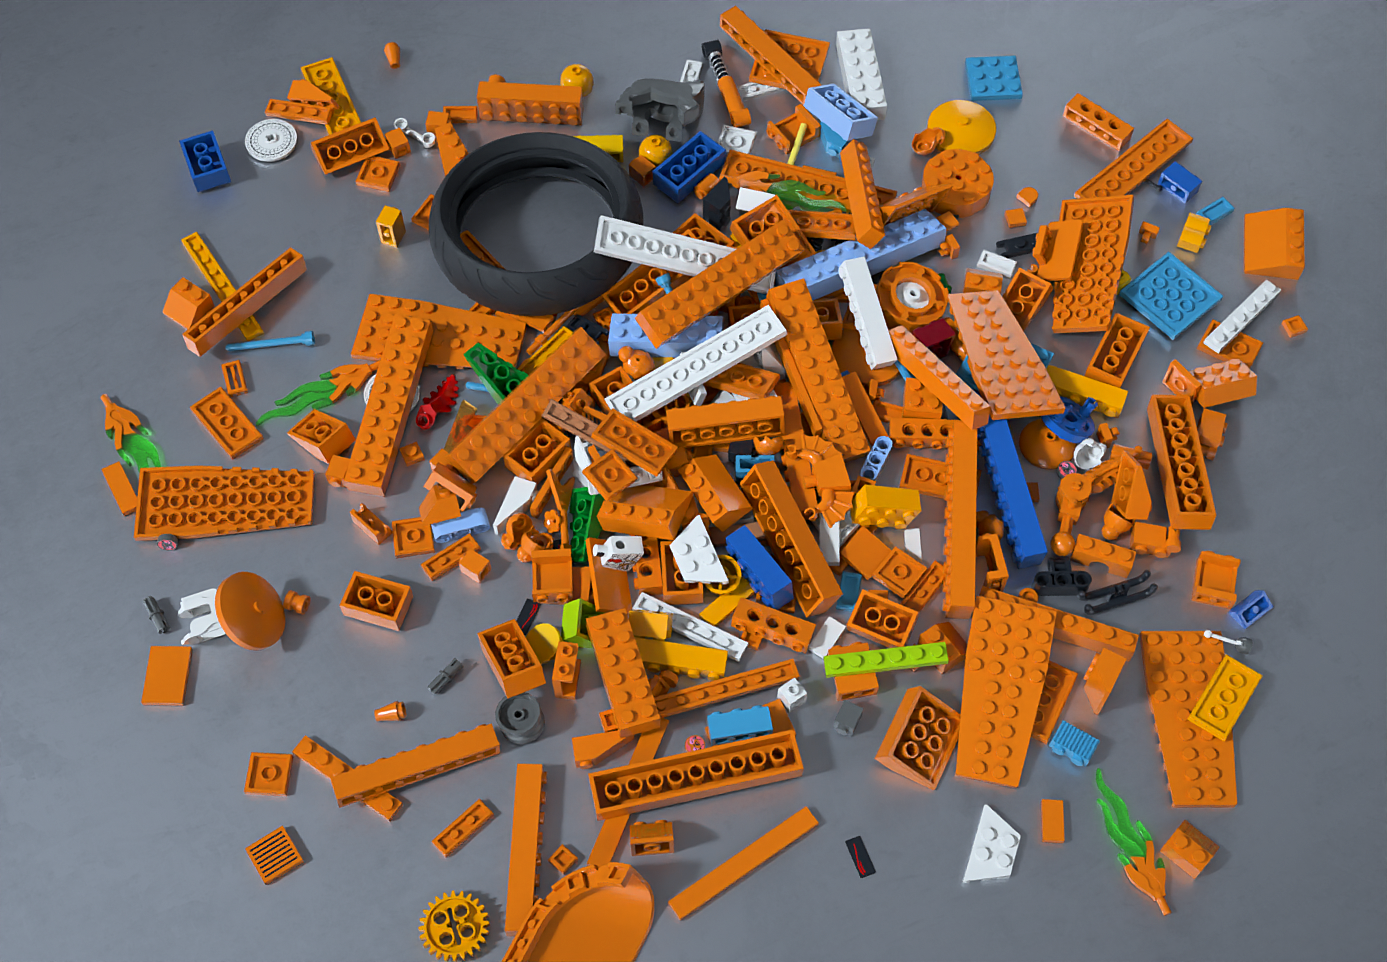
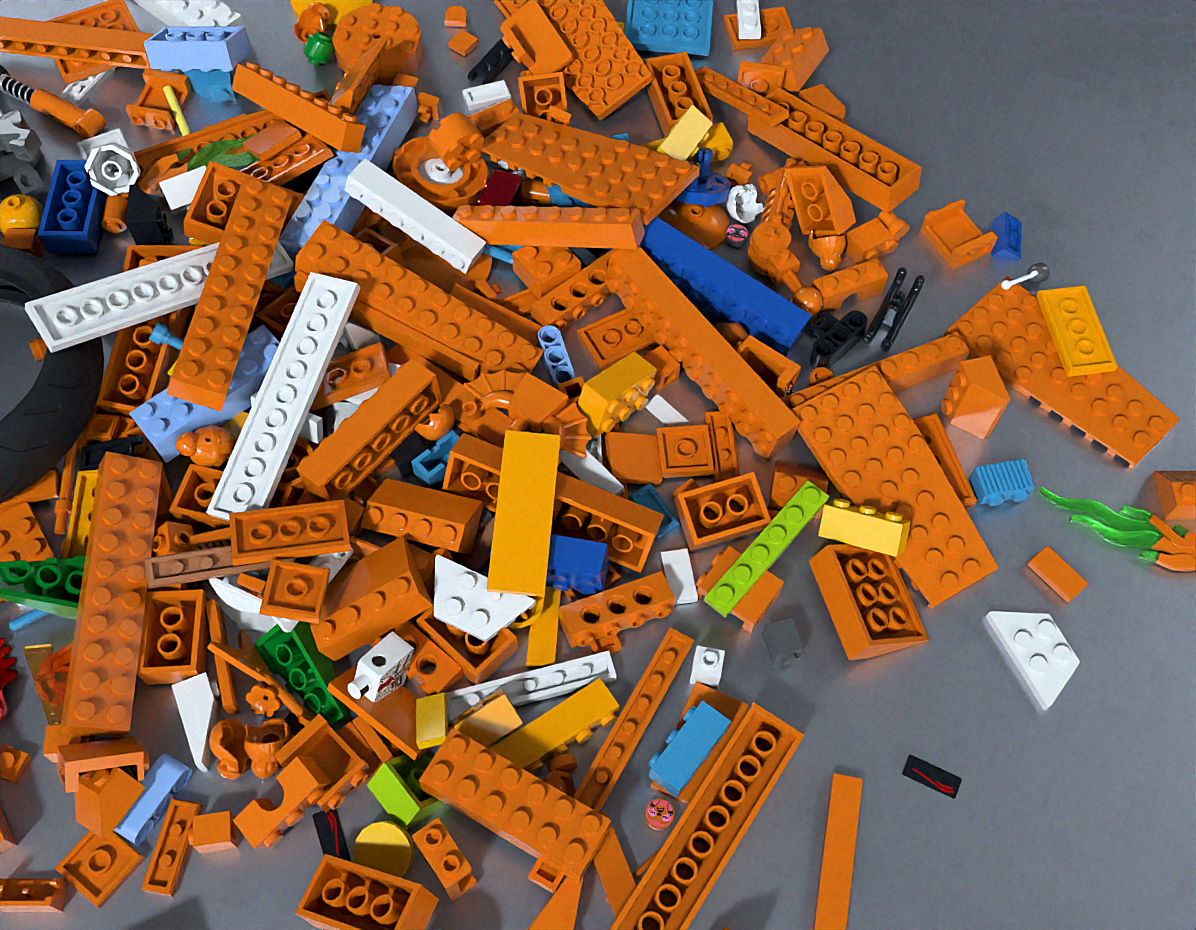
camera: 45 degrees left, 0 degrees up
(532, 577) = (302, 786): none -> orange arch
(596, 311) = (103, 427): none -> orange tile
(622, 598) = (431, 720): none -> yellow tile
(725, 159) = (112, 168): none -> white cone
(762, 528) = (524, 514): none -> light orange tile
(830, 204) = (272, 140): none -> orange tile
(917, 160) = (319, 48): none -> green head
(933, 513) = (667, 367): none -> orange brick
(934, 283) = (456, 141): none -> orange brick
(954, 696) = (864, 527): none -> yellow brick
(1017, 314) = (559, 116): none -> orange tile
(1083, 383) = (685, 135): none -> yellow brick
(1155, 381) = (741, 97): none -> orange tile

